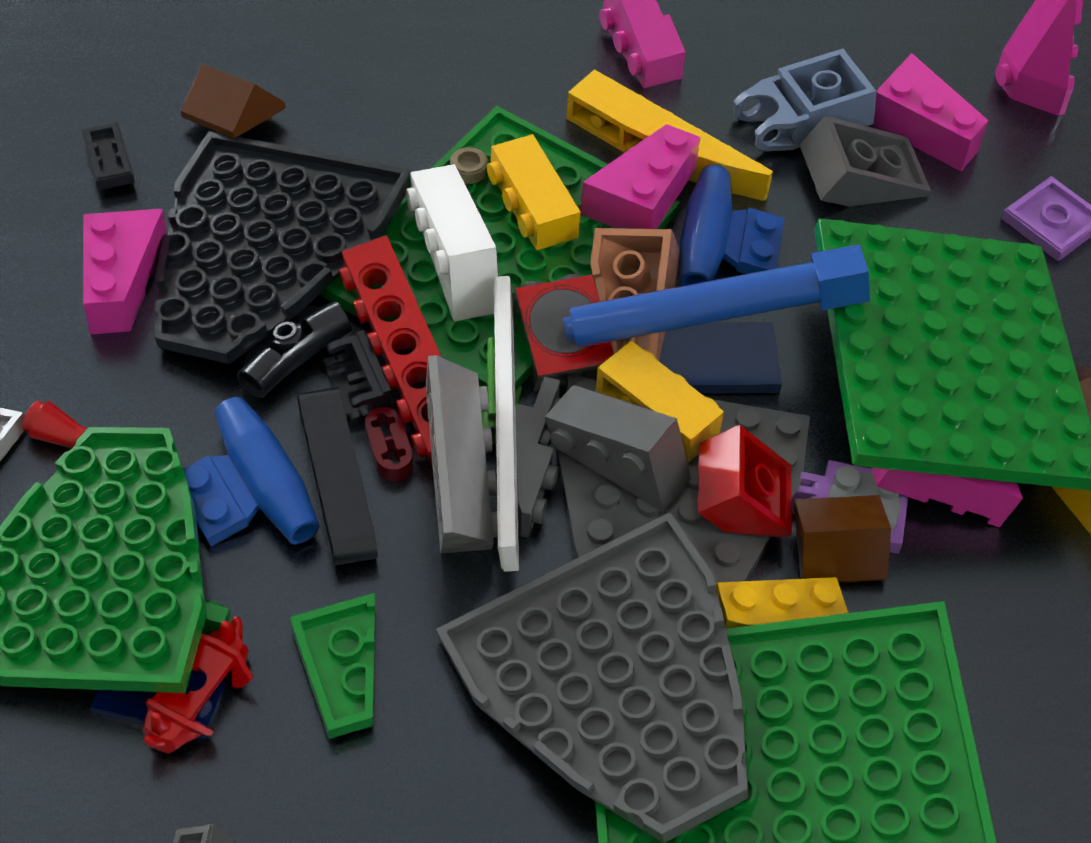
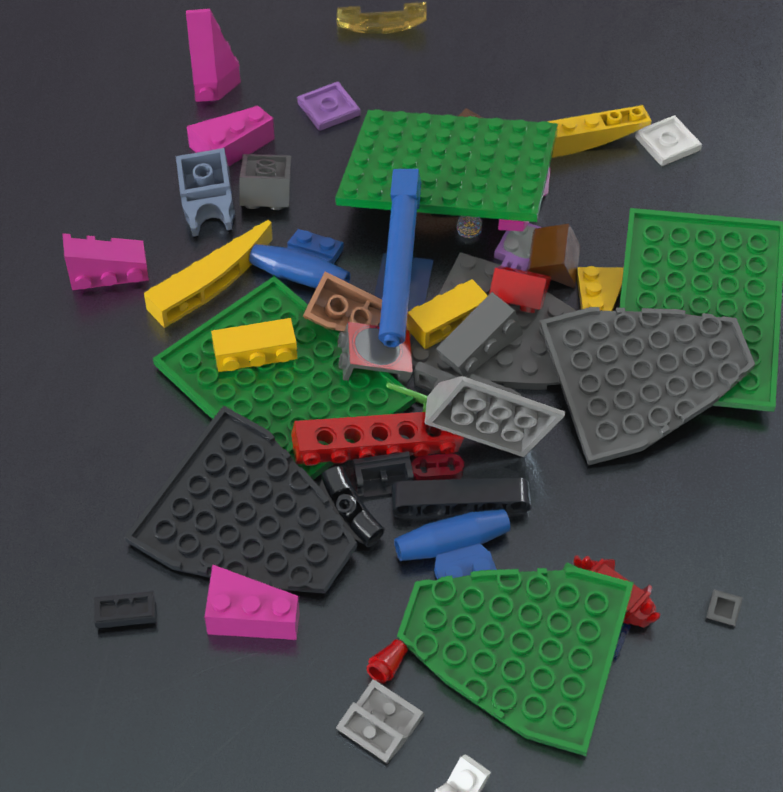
camera: 75 degrees left, 0 degrees up
(228, 103) = (103, 520): reddish brown slope -> none
(339, 661) = (598, 516): green wing -> none
(455, 239) = (290, 391): white wedge -> none
(470, 164) = (211, 381): dark tan tile -> none
(506, 426) = (425, 382): white tile -> none
(643, 181) = (265, 282): dark pink wedge -> none

